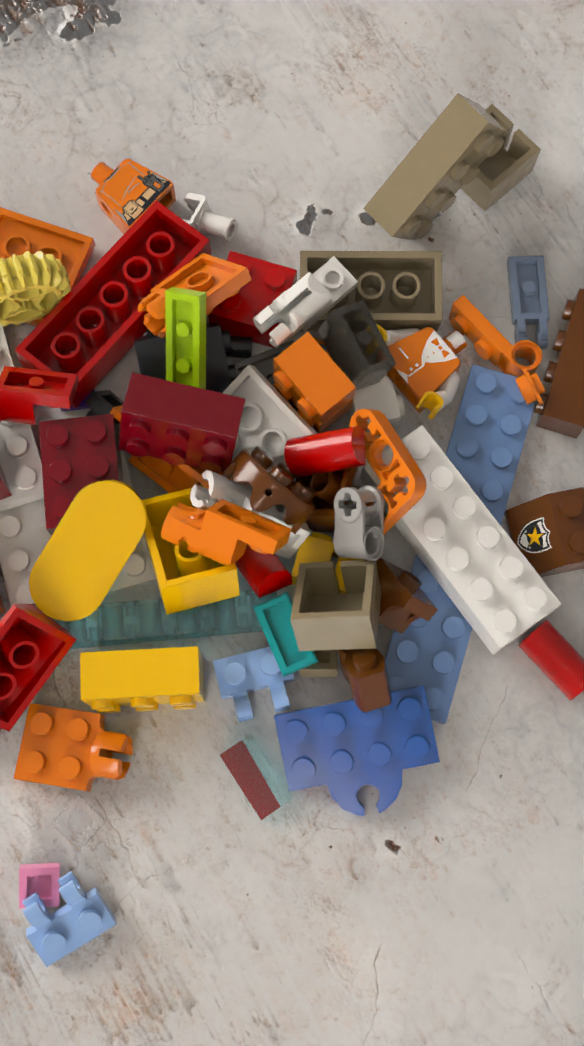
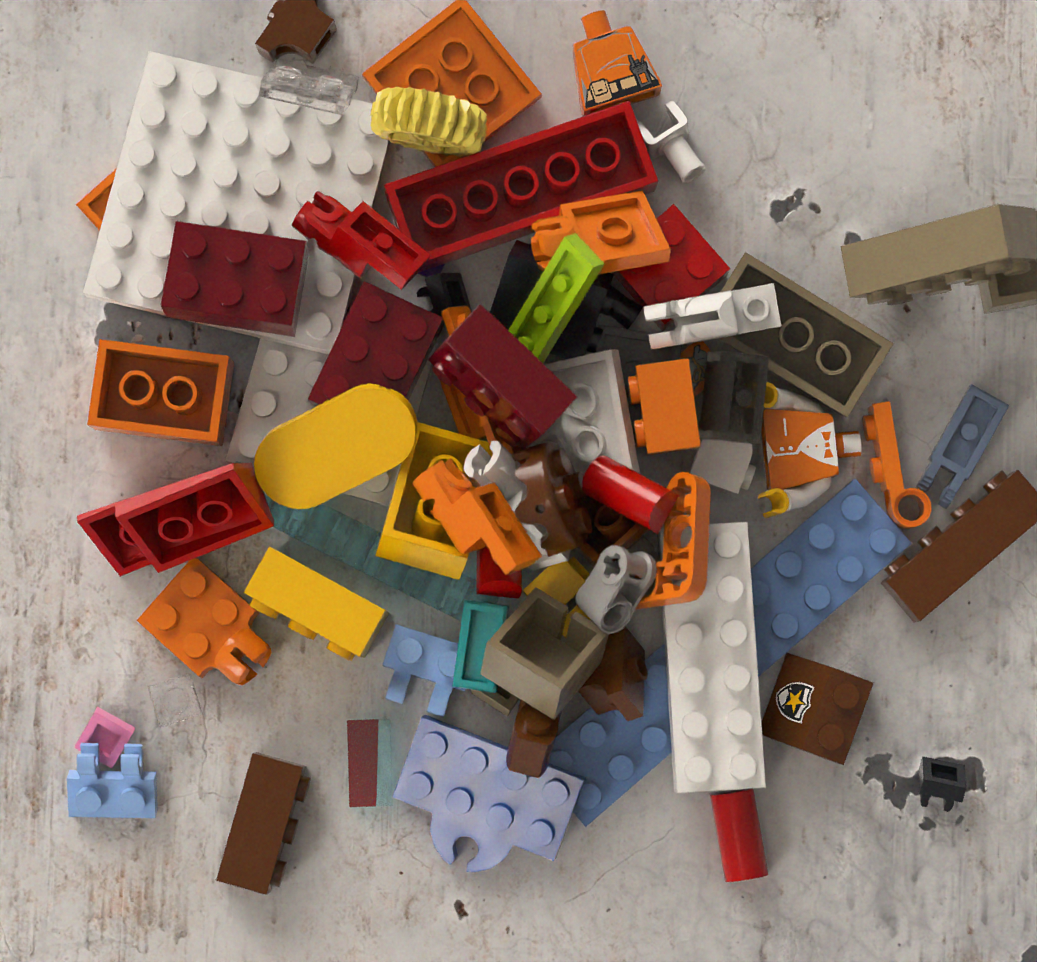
camera: 35 degrees right, 10 degrees up
(203, 875) = (263, 824): none -> reddish brown brick
(530, 387) = (891, 544): orange plate -> none

